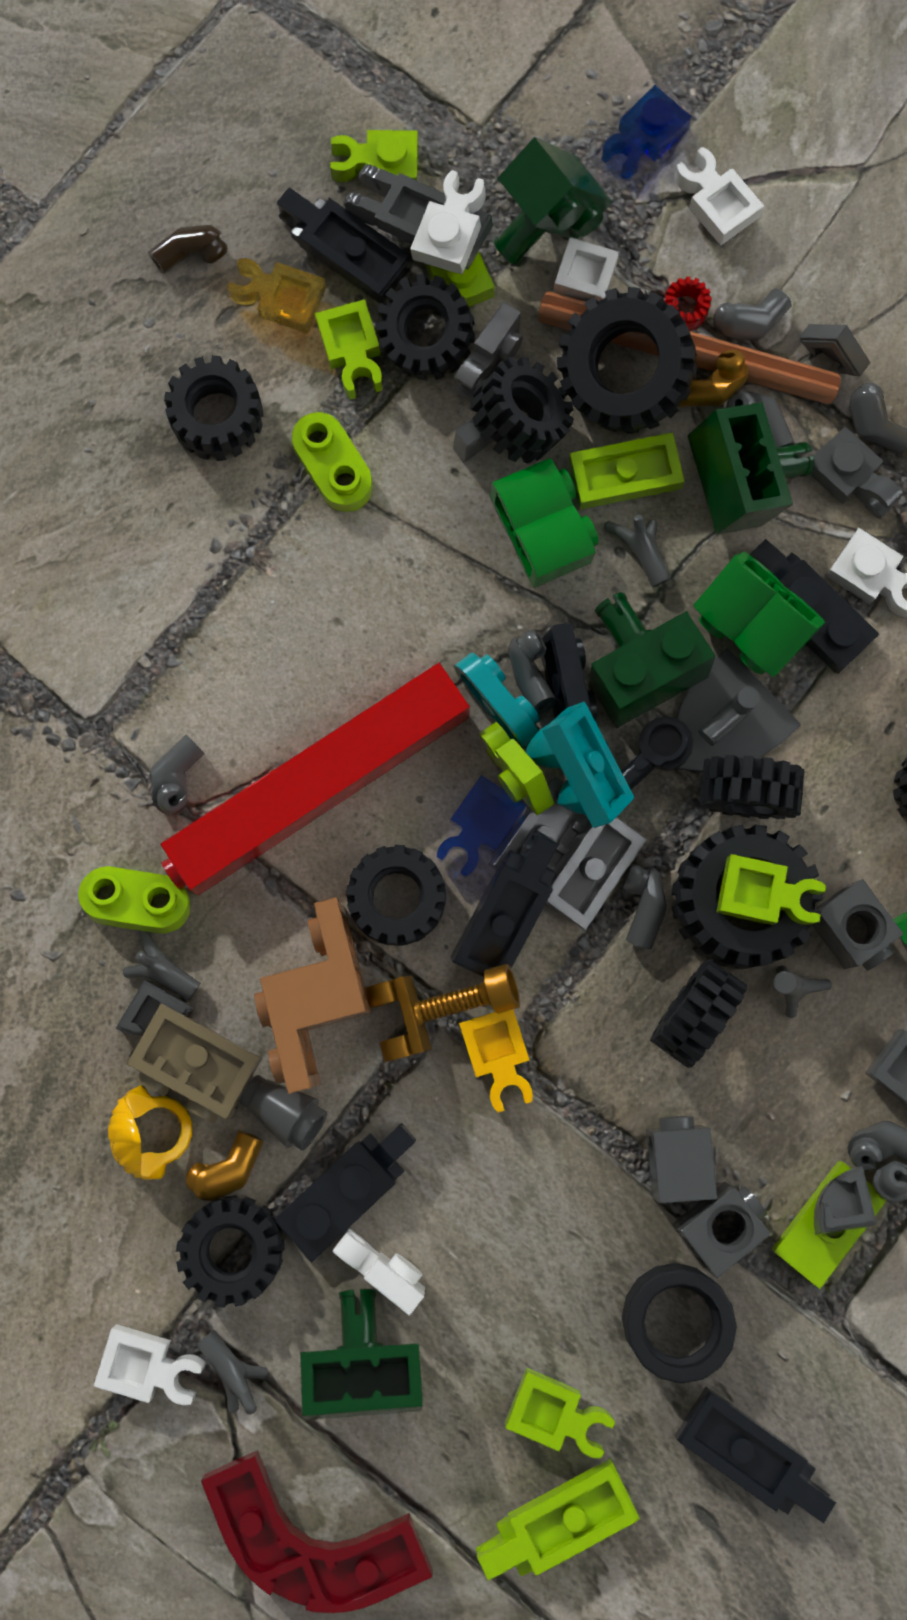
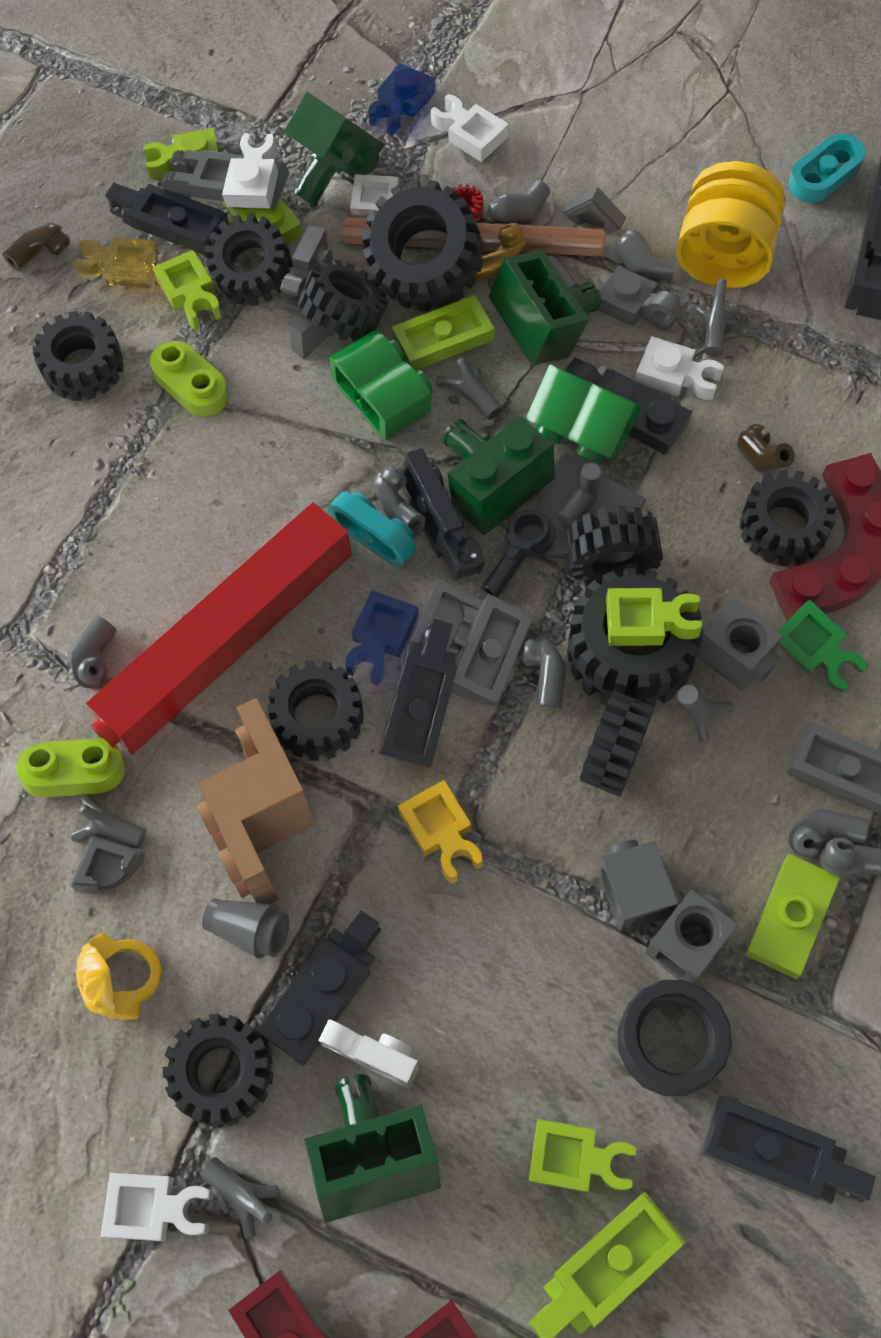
camera: 10 degrees left, 15 degrees down
(194, 1063) = (150, 897): dark tan bracket -> none
(229, 1175) = (201, 998): pearl gold arm -> none
(497, 990) = (326, 796): pearl gold bar -> none
(520, 774) = (403, 576): lime plate -> none
(593, 777) = (449, 539): teal tile -> none
(844, 1204) = (800, 886): dark grey tile -> none

